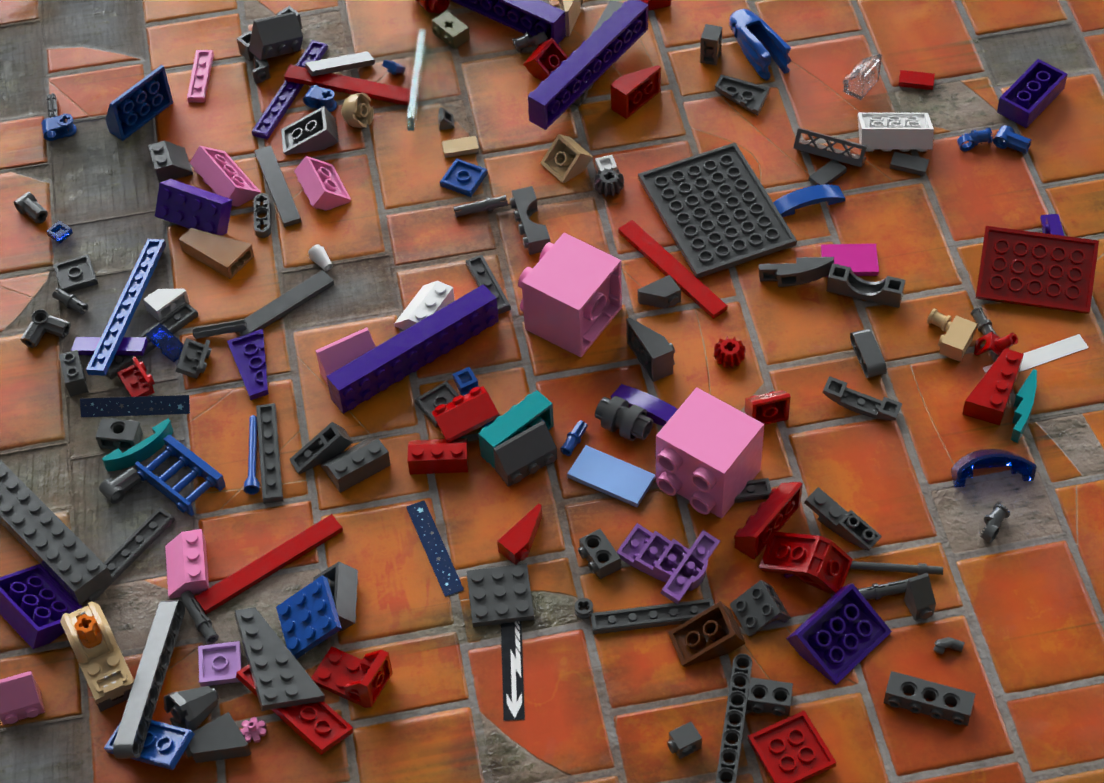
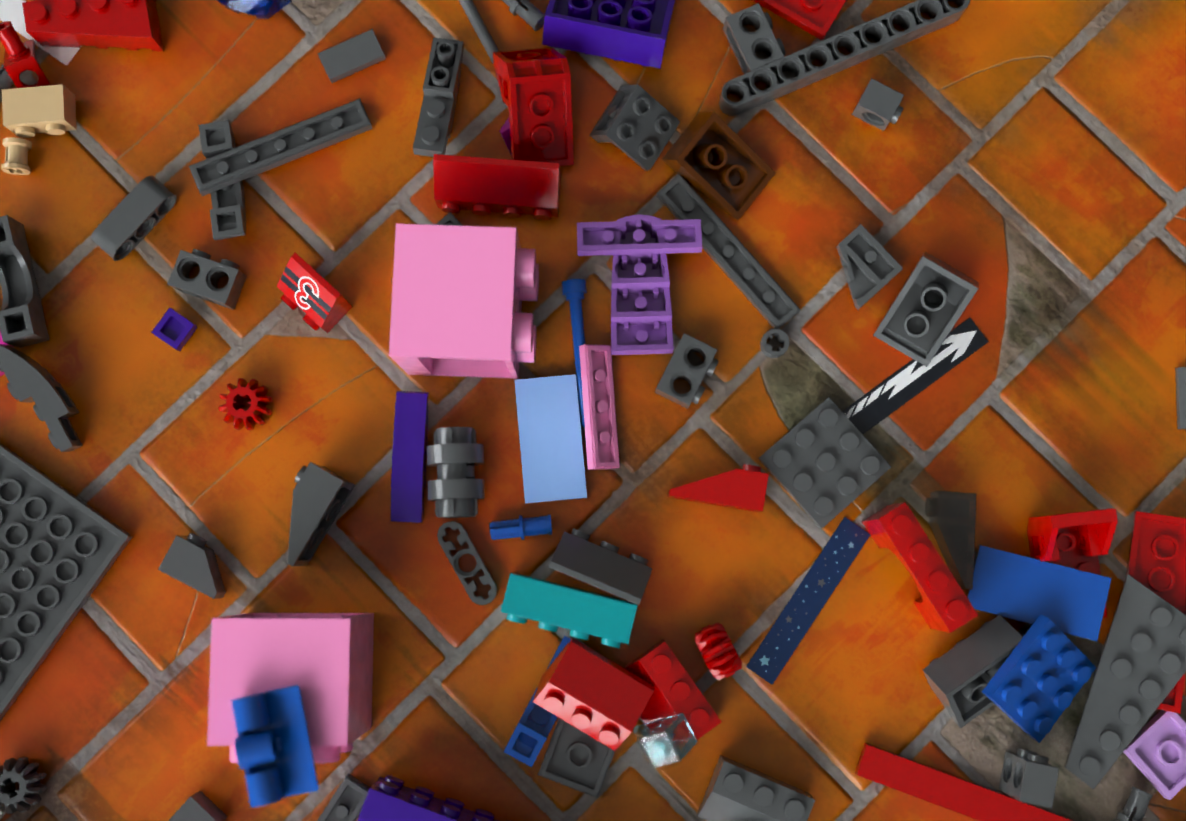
camera: 125 degrees left, 30 degrees up
(266, 581) = (1029, 778): none -> dark grey brick
(348, 647) = (1026, 588): none -> blue tile
(414, 630) = (953, 525): none -> clear smoke slope
(419, 430) = (665, 739): none -> clear light blue slope
(434, 585) = (942, 599): none -> red arch
(442, 483) = (718, 651): none -> red gear
(544, 252) = (274, 745): none -> blue panel
(547, 694) = (926, 309): none -> dark grey slope
(568, 400) = (462, 538): none -> dark grey beam
(594, 678) = (865, 265): none -> dark grey wing
(610, 504) = (599, 407): none -> bright pink tile
(670, 266) = (133, 585): red tile -> none
(683, 527) = (574, 291): none -> blue piece
(793, 342) = (174, 329): none -> dark purple plate
(810, 367) = (205, 283): none -> dark grey brick
(864, 436) = (280, 147): none -> dark grey tile
(899, 496) = (351, 56): none -> dark grey tile

